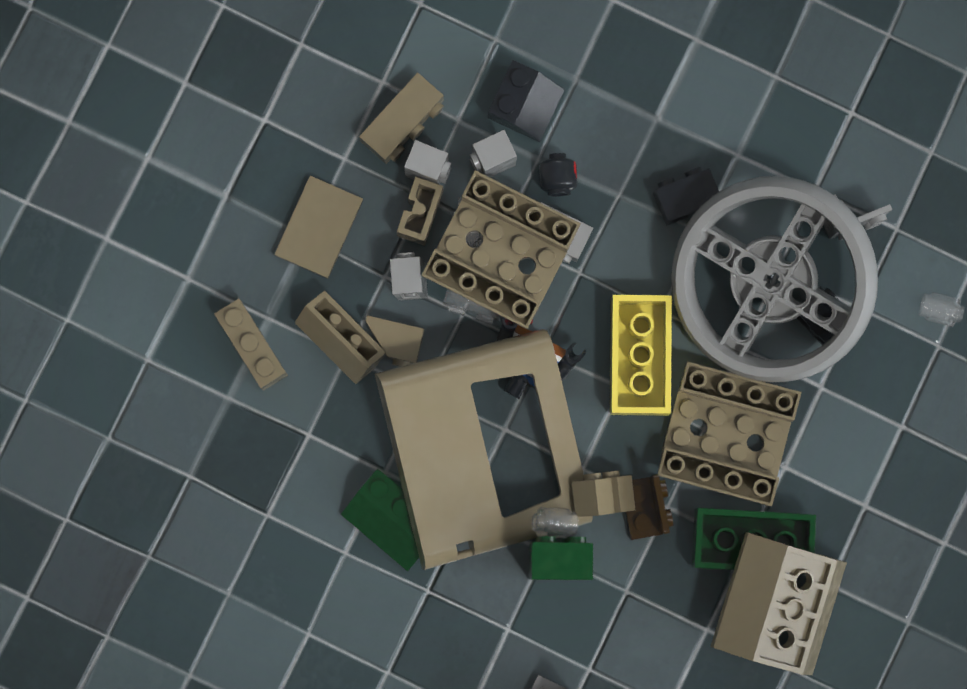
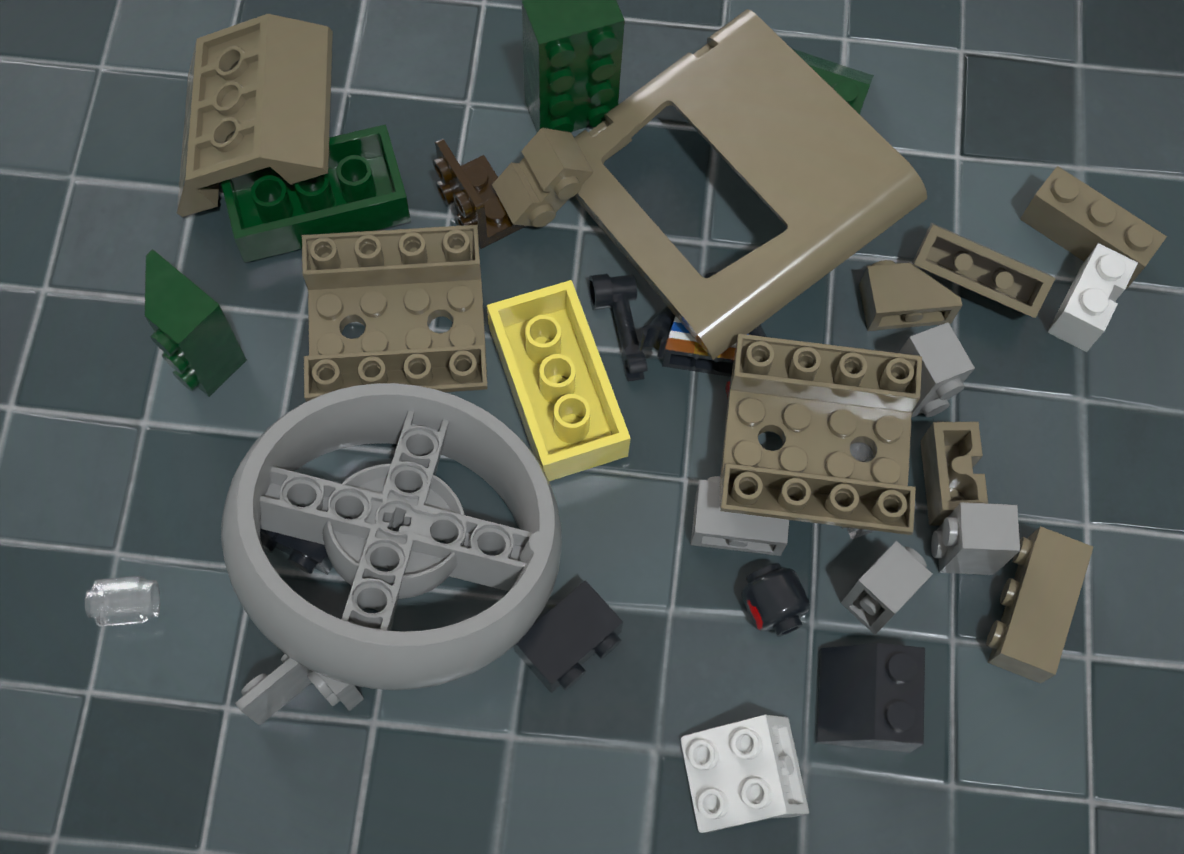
camera: 160 degrees right, 15 degrees down
(269, 305) = (1092, 297): none -> white brick
(319, 227) = (1077, 416): dark tan tile -> none
(555, 522) = (596, 113): clear brick -> none
(580, 409) = (616, 294): none -> black brick
(613, 84) = (744, 773): none -> white bracket
(861, 460) = (189, 328): none -> dark green slope

